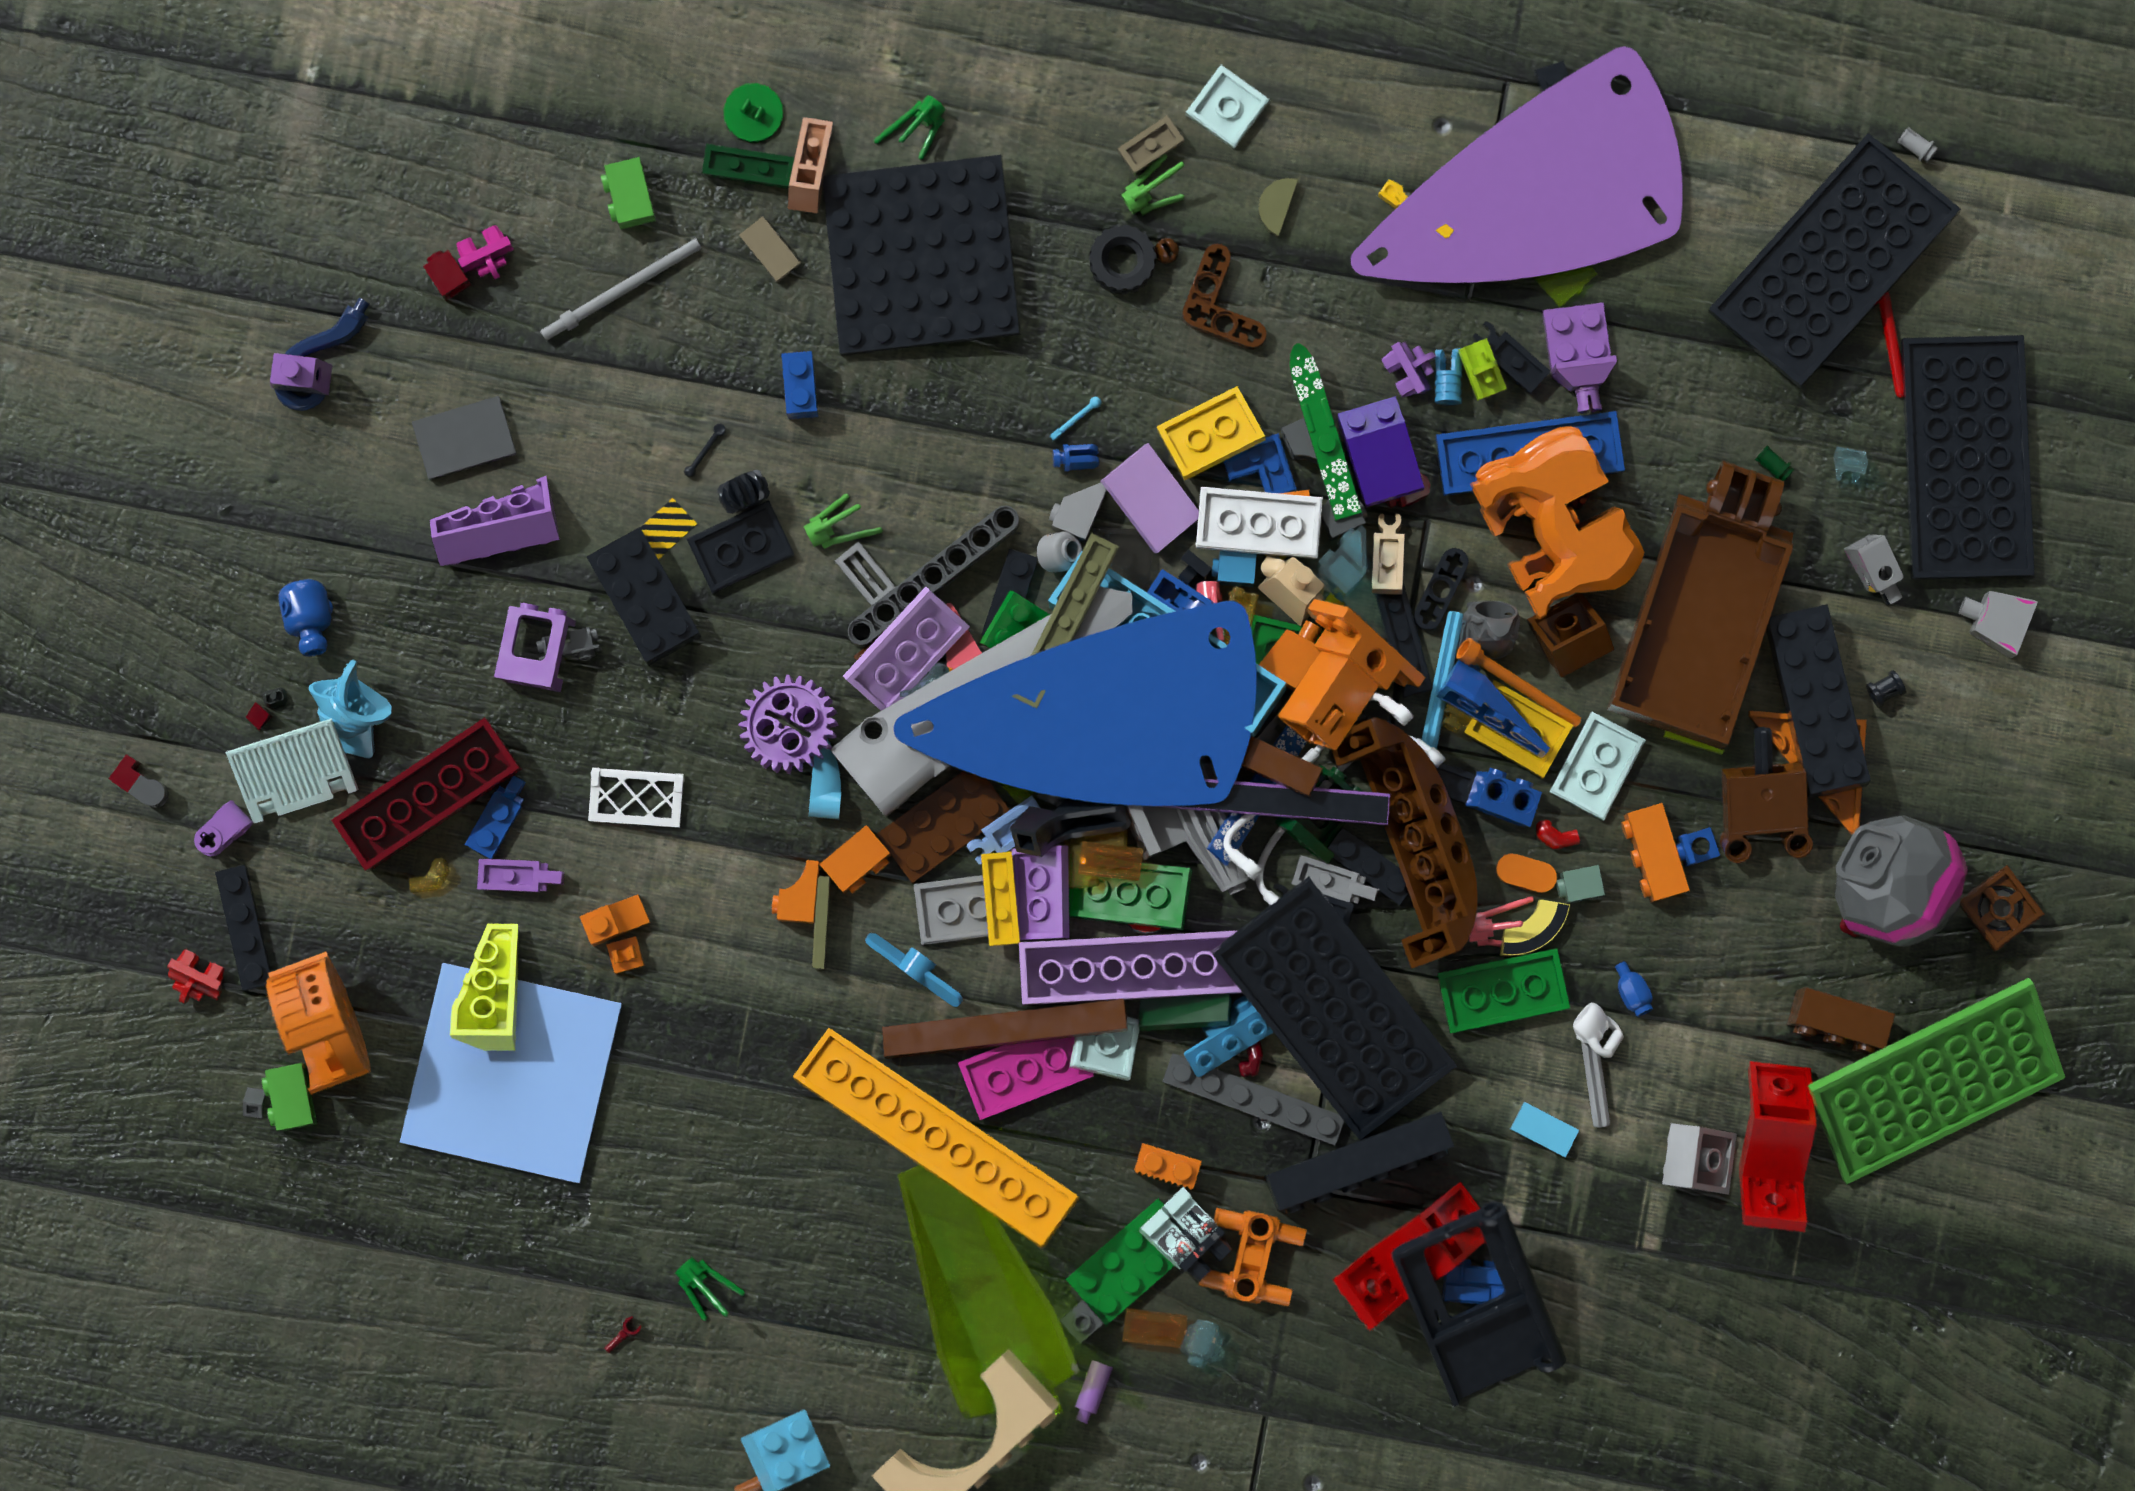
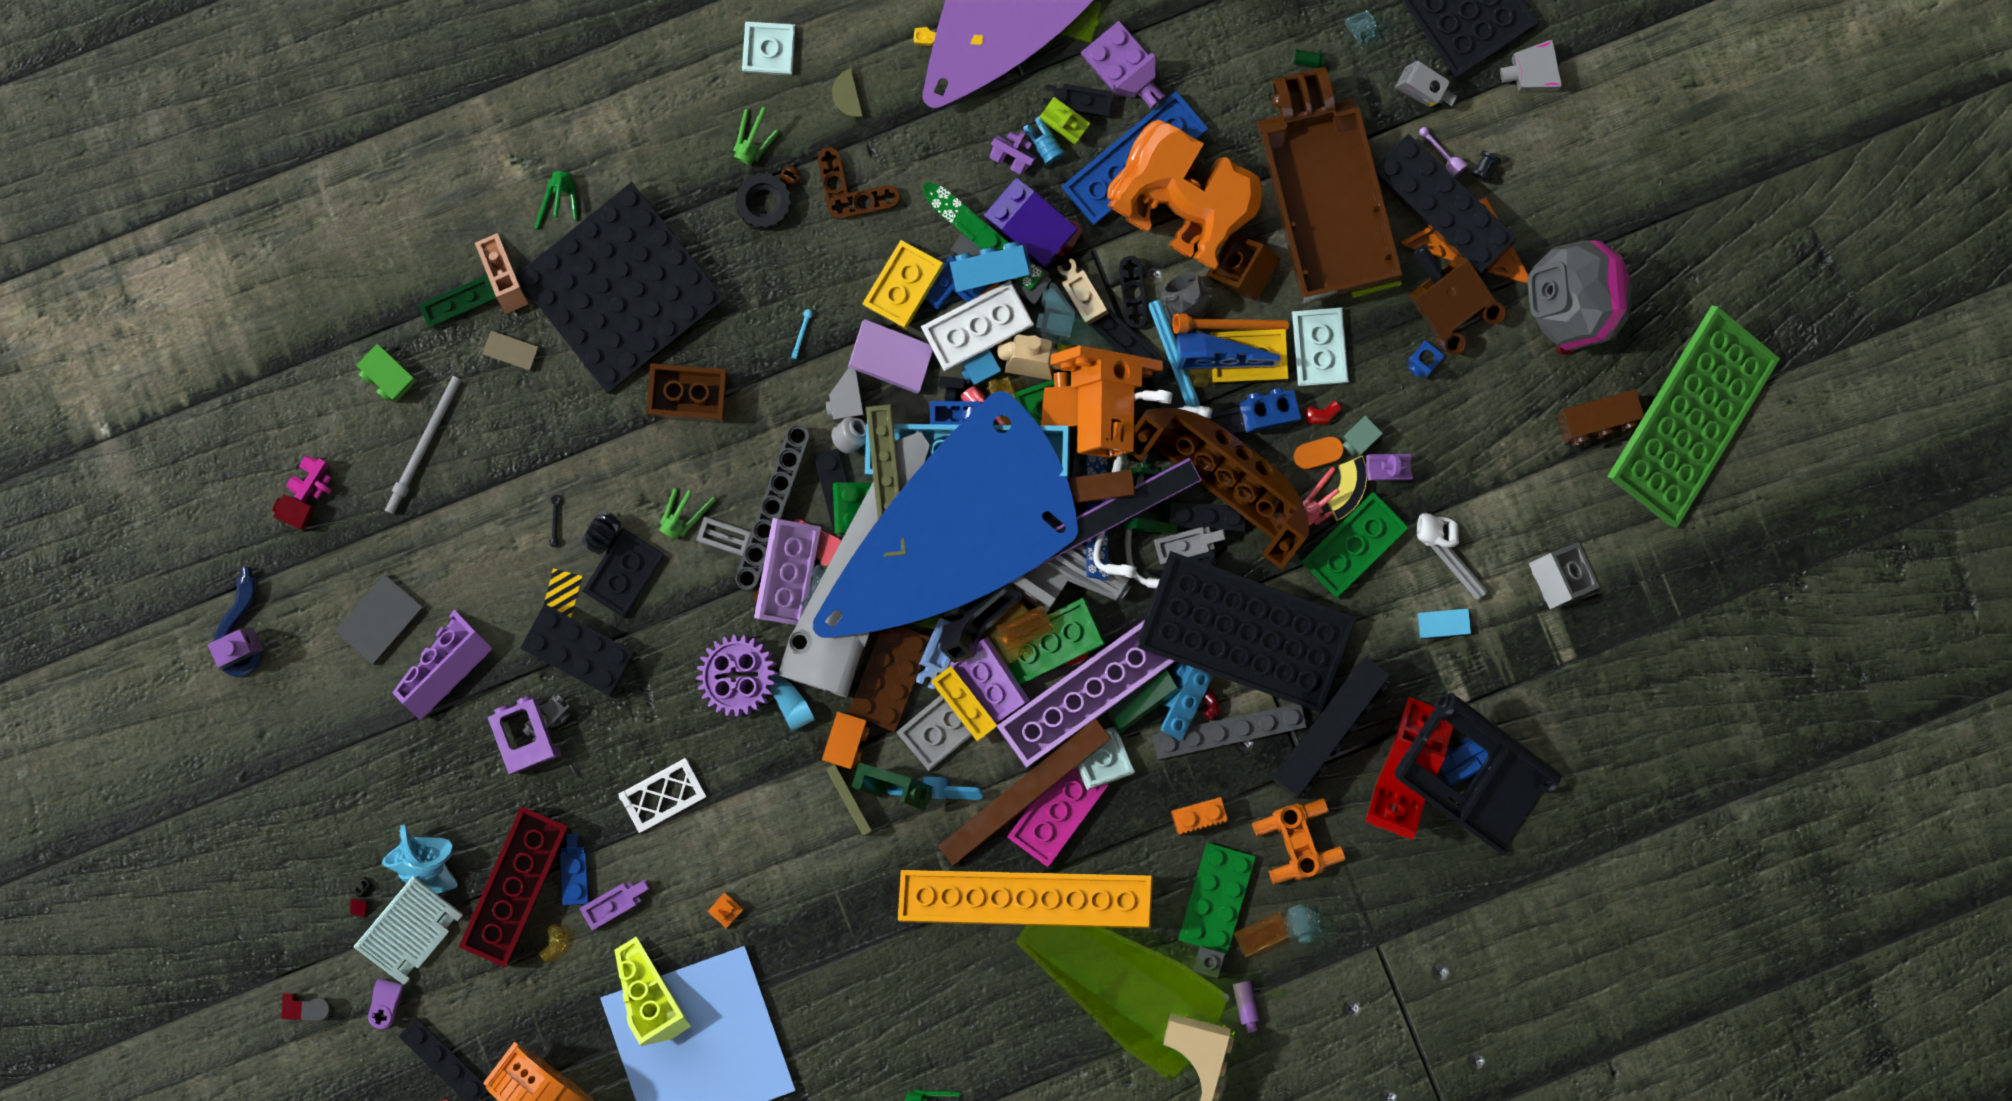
camera: 30 degrees left, 0 degrees up
(306, 614) = (347, 814): blue piece -> none
(614, 920) = (702, 890): orange arch -> none
(753, 112) = (436, 261): green piece -> none
(799, 385) = (593, 432): blue brick -> none
(799, 900) = (823, 795): orange arch -> none
(859, 920) = (873, 781): none -> dark green window
(920, 405) = (687, 393): none -> reddish brown brick
(1076, 457) = (819, 360): blue arm -> none
(1150, 145) = (732, 109): dark tan plate -> none
(1195, 1238) = (1251, 851): hips -> none
(1311, 470) = (990, 266): none -> dark azure brick
(1589, 933) = (1388, 467): none -> medium lavender hips
(1634, 990) = (1444, 487): blue plant -> none
(1655, 853) = (1398, 382): orange brick -> none
(1777, 1146) = (1612, 532): red bracket -> none
(1854, 667) = (1454, 165): none -> lavender hinge
(1999, 909) = (1660, 270): reddish brown piece -> none

